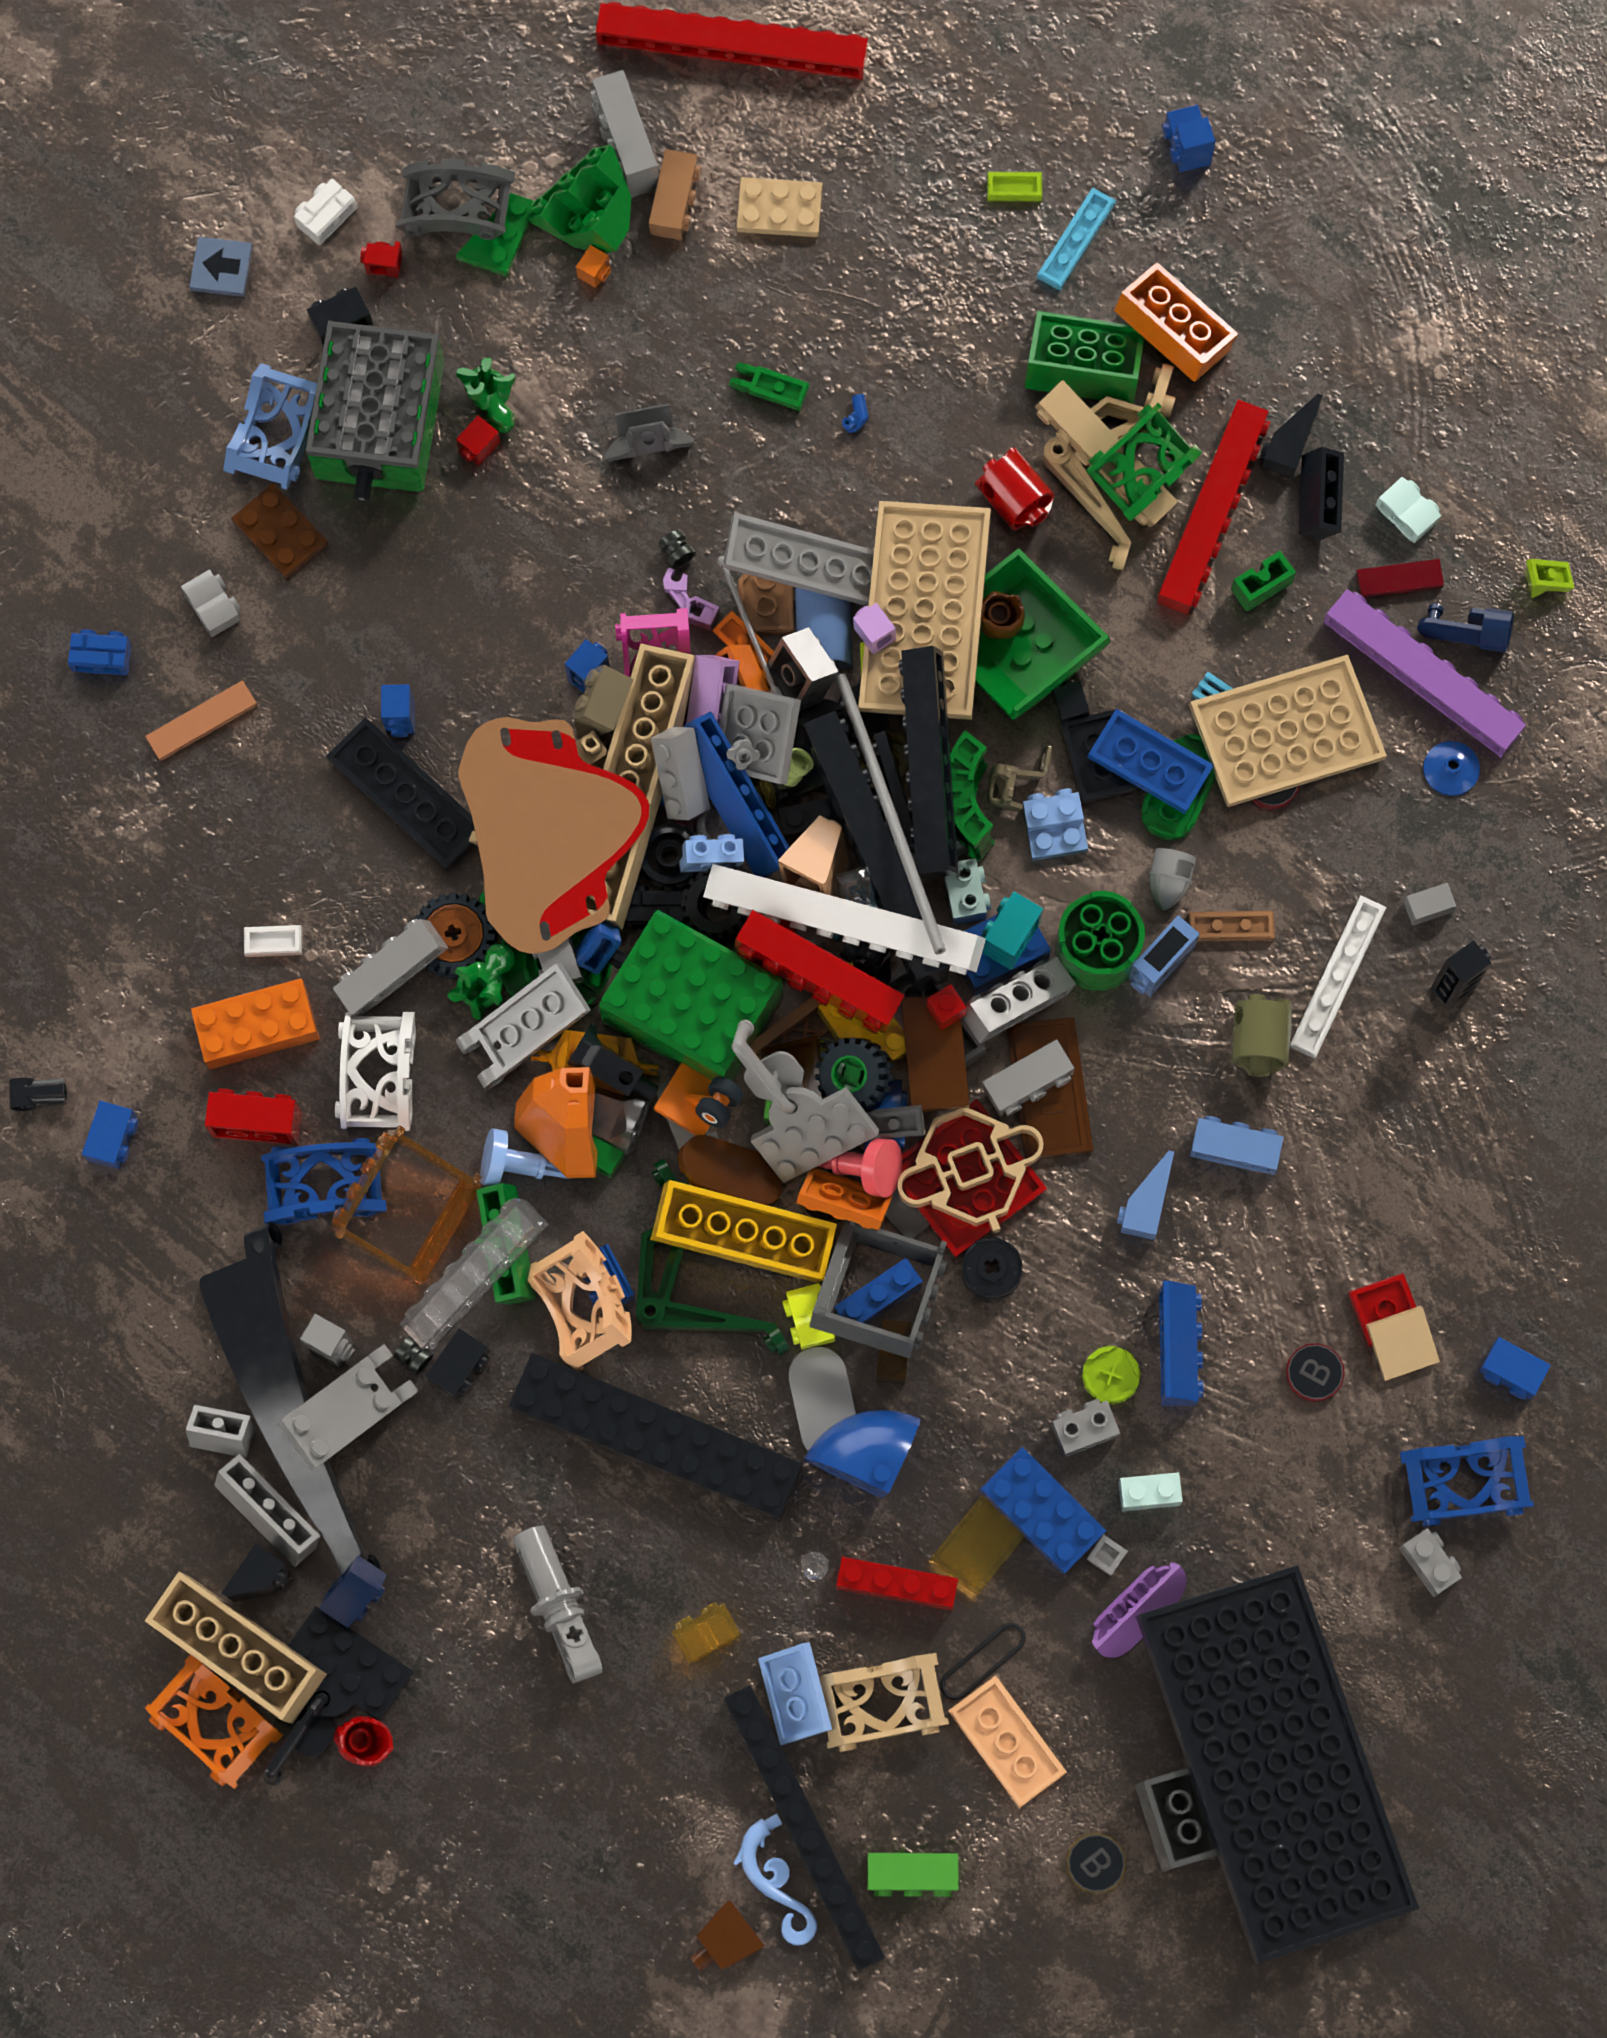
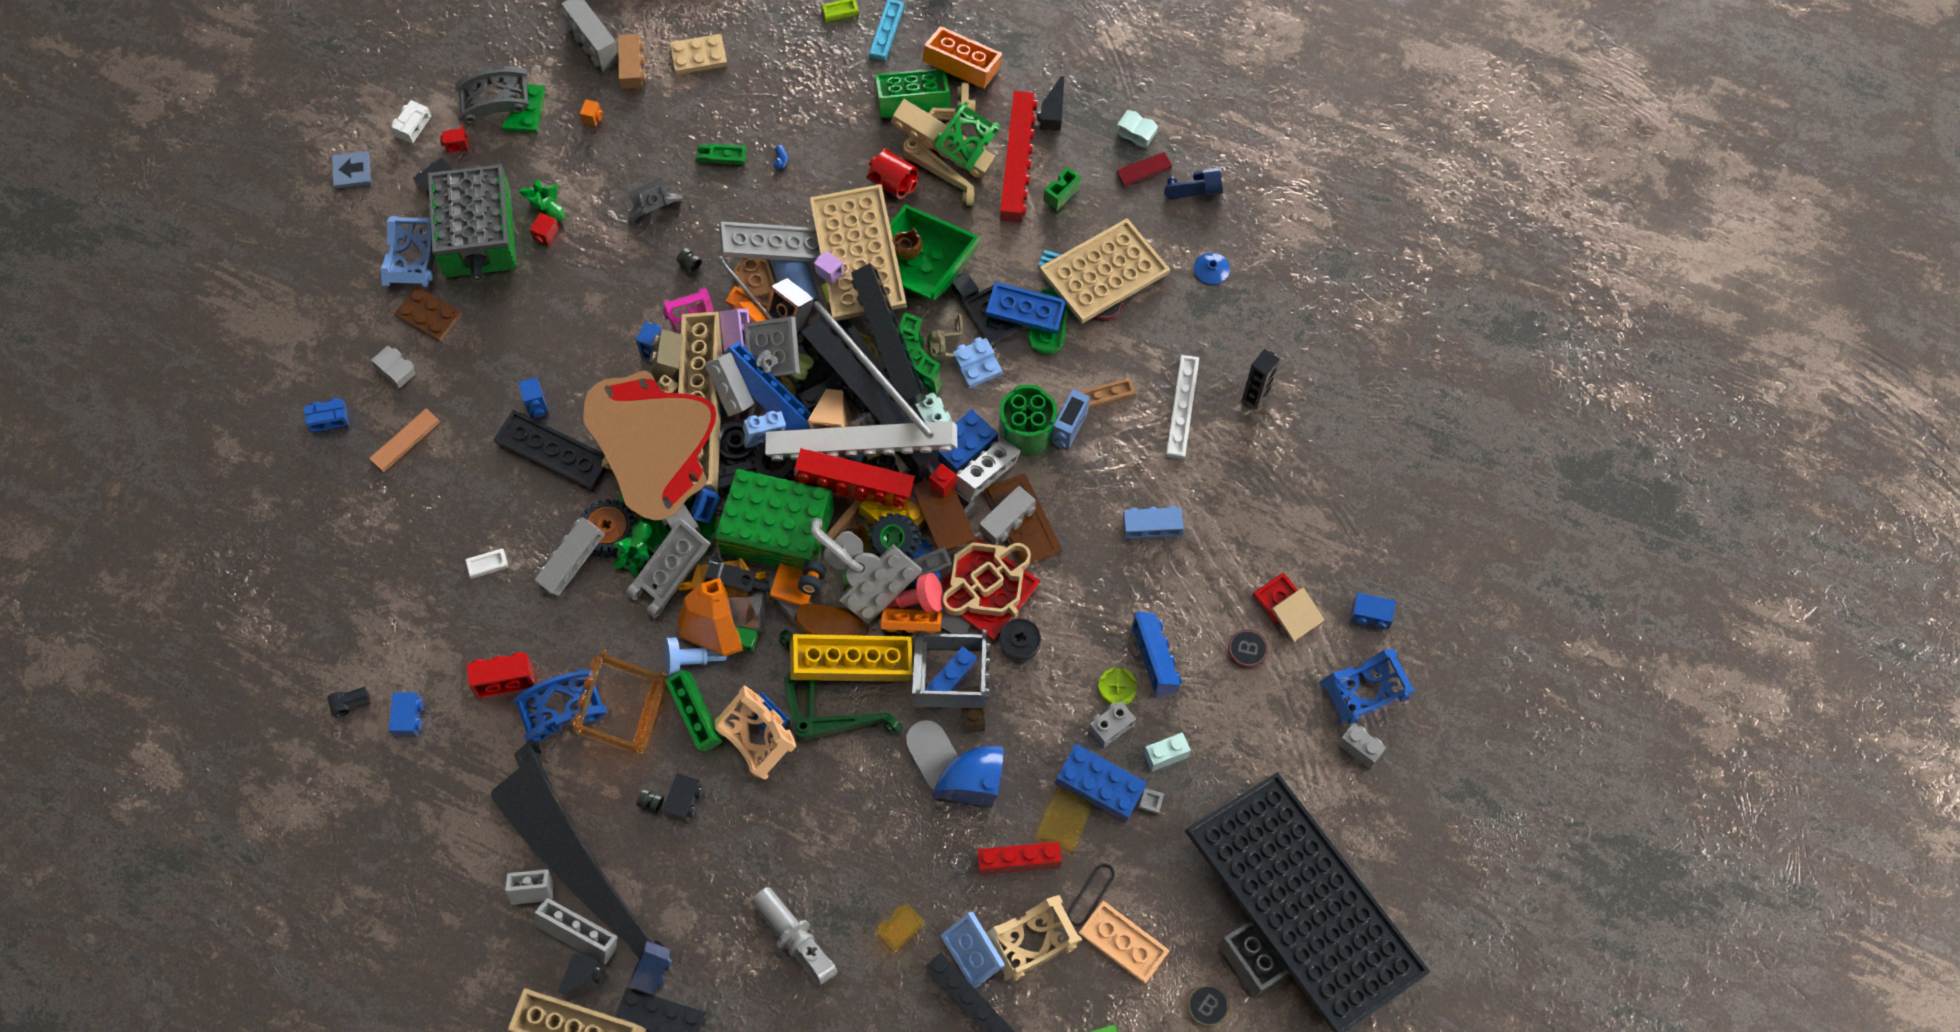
camera: 20 degrees left, 10 degrees down
(255, 1024) = (487, 617): orange brick -> none
(328, 1342) = (589, 805): light grey brick -> none
(343, 1410) = (611, 847): light grey hinge -> none
(401, 1035) = (579, 597): white fence -> none
(473, 1273) = (677, 733): clear brick -> none
(587, 203) = (577, 76): green brick -> none
(655, 1436) = (829, 808): black brick -> none
(678, 592) = (696, 285): lavender piece -> none
(800, 1306) = (902, 698): neon yellow brick -> none
(1012, 929) = (971, 422): teal brick -> none
(1117, 1625) = (1175, 843): medium lavender brick -> none
(1145, 1205) = (1106, 575): medium blue slope -> none
(1170, 876) = (1059, 373): light grey helmet -> none
(1261, 1035) = (1147, 450): olive cylinder -> none
(1321, 493) = (1081, 131): black brick -> none
(1424, 672) = (1177, 217): medium lavender brick -> none
(1429, 904) = (1225, 348): light grey piece -> none
(1548, 576) = (1231, 144): lime slope -> none

